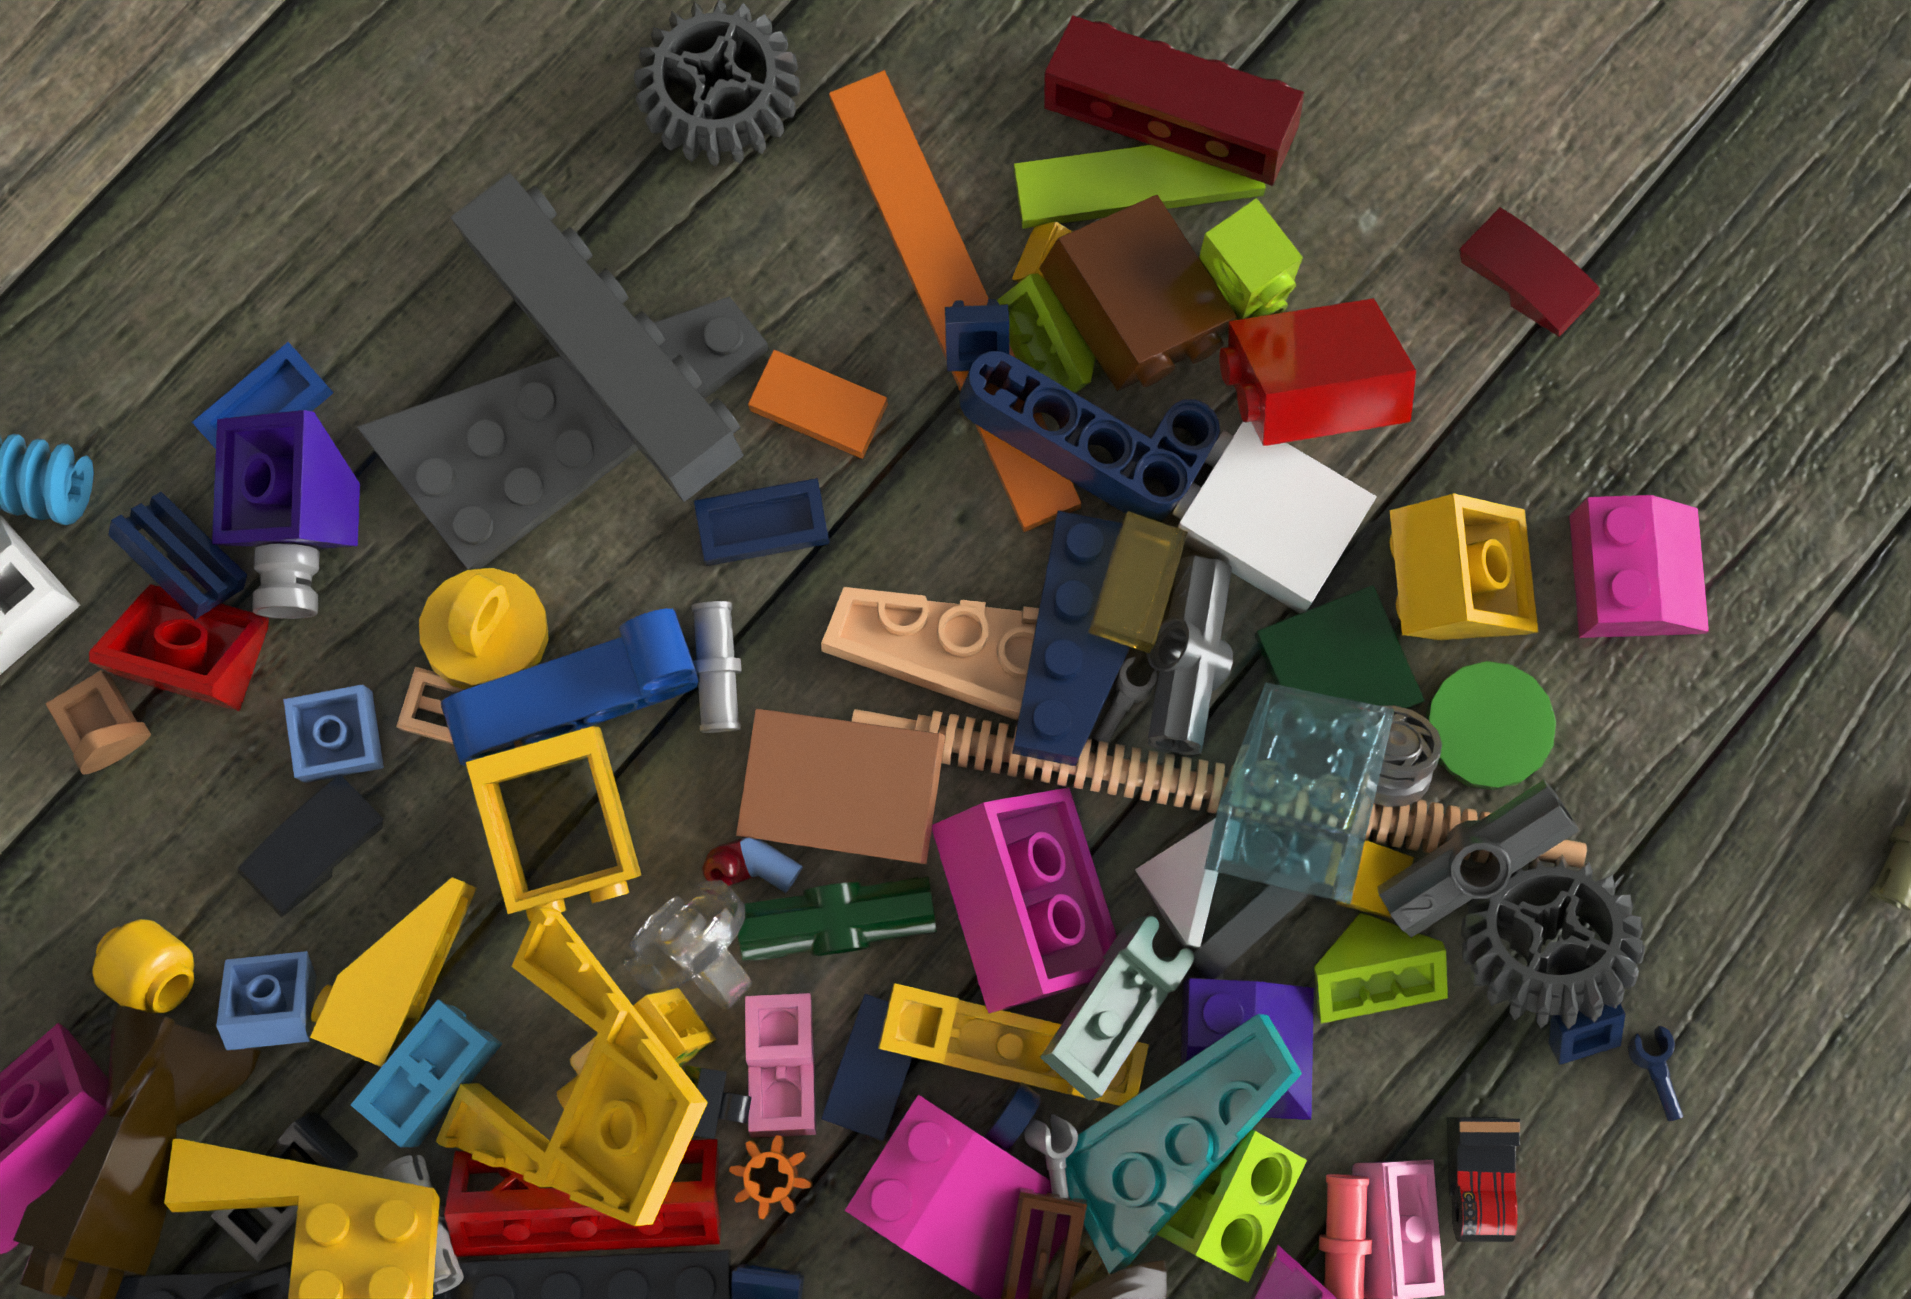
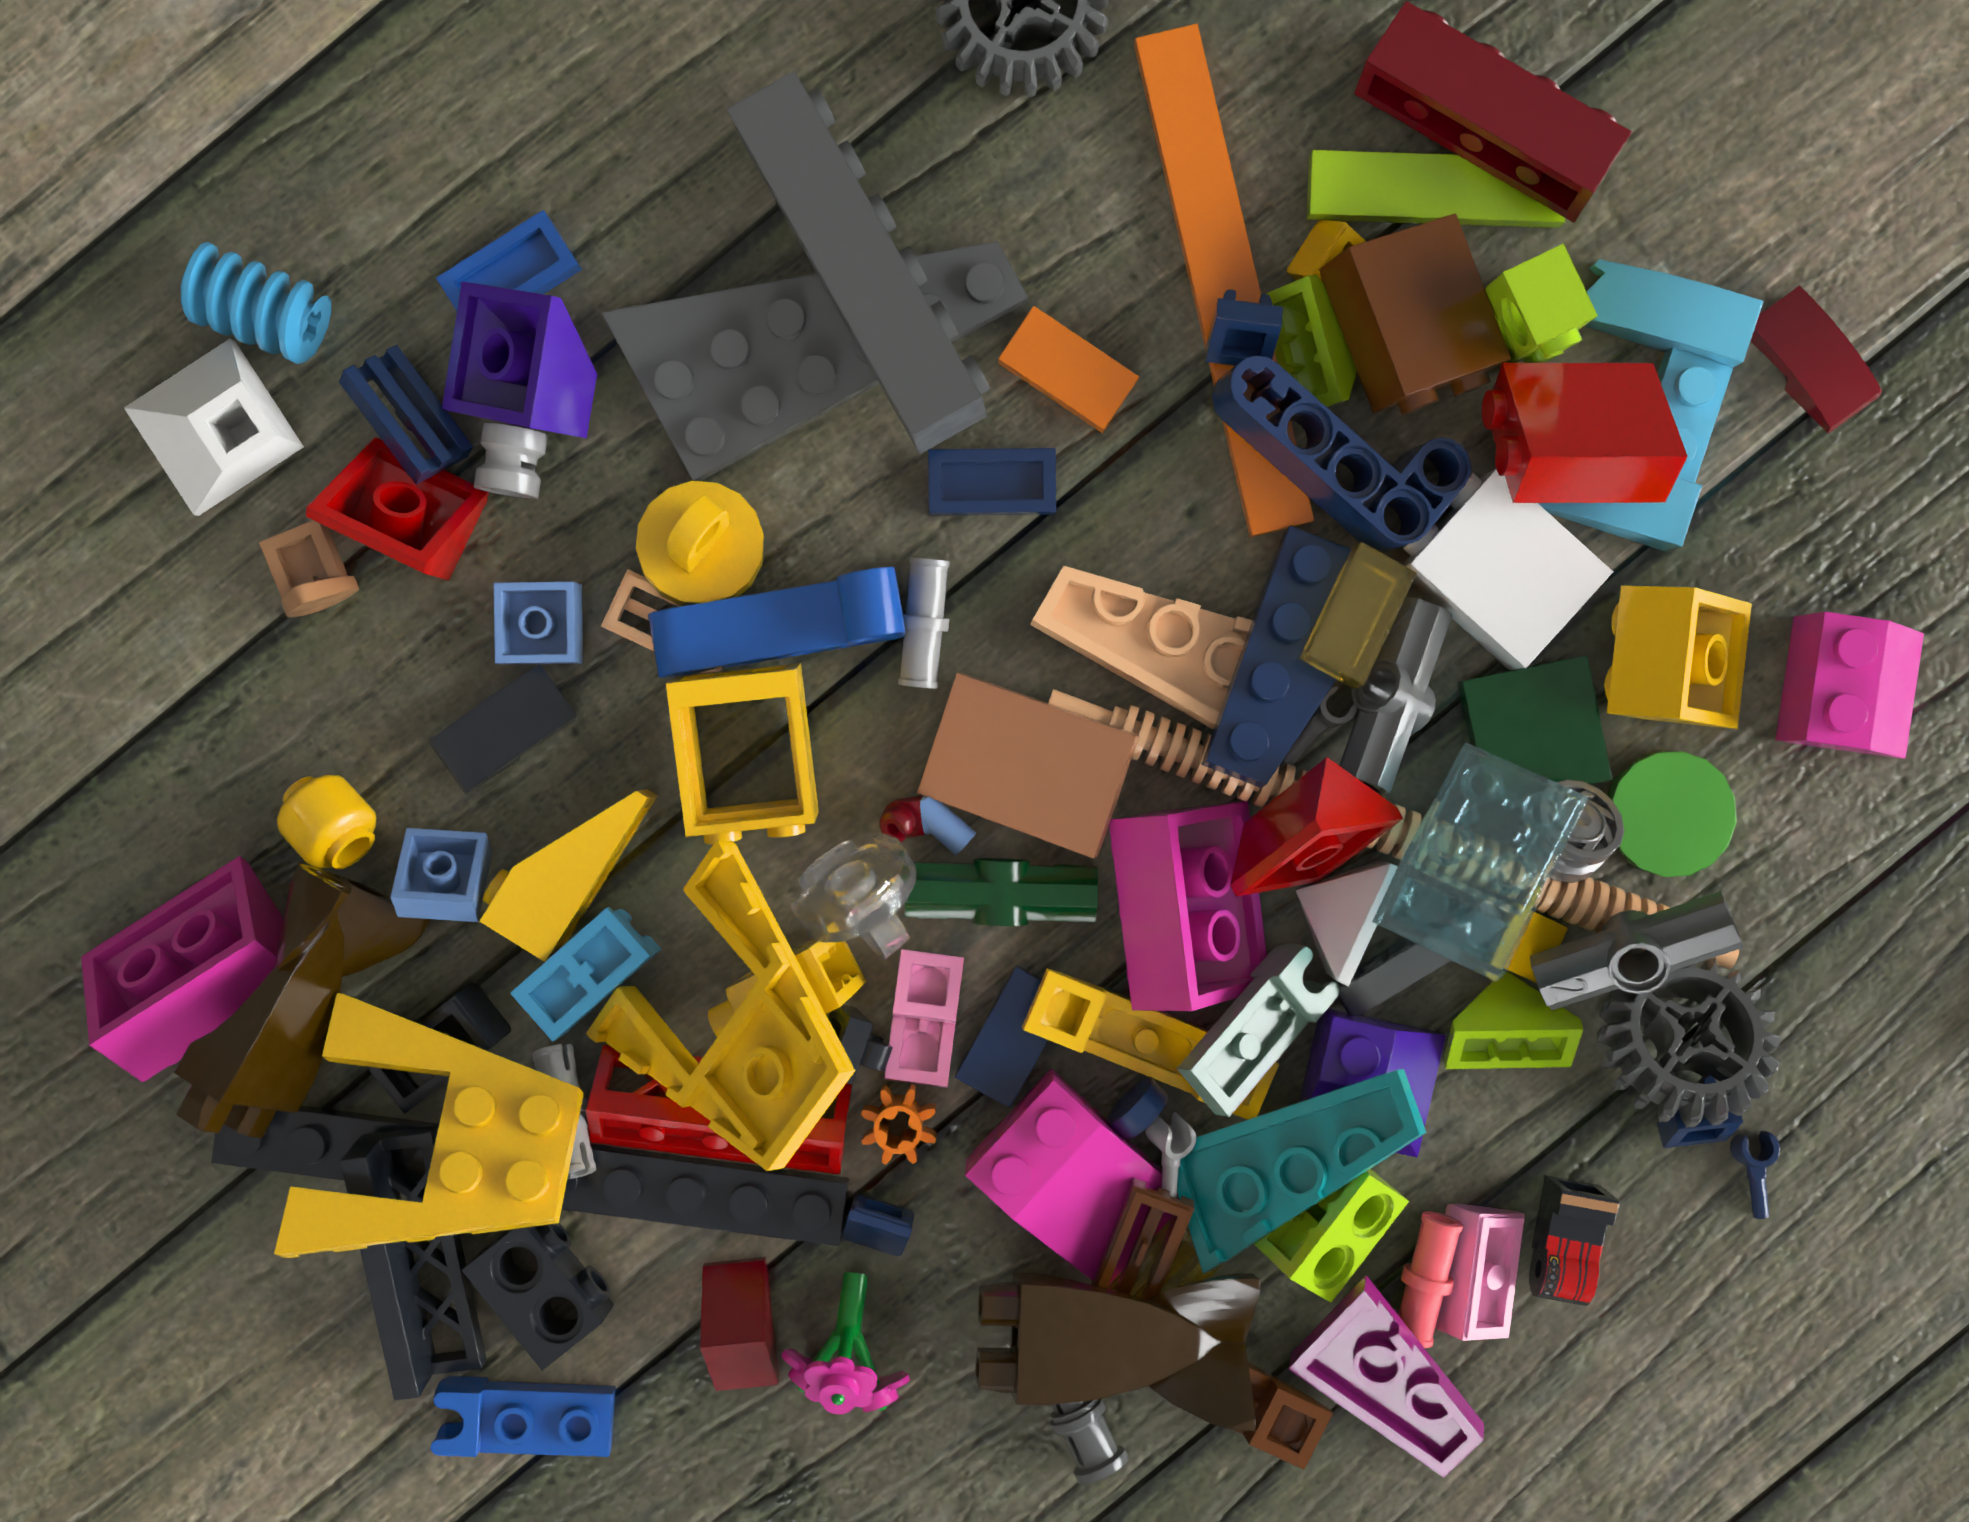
camera: 10 degrees right, 10 degrees up
(1133, 799) = (1310, 830): none -> red slope
(1421, 271) = (1703, 339): none -> medium azure wedge

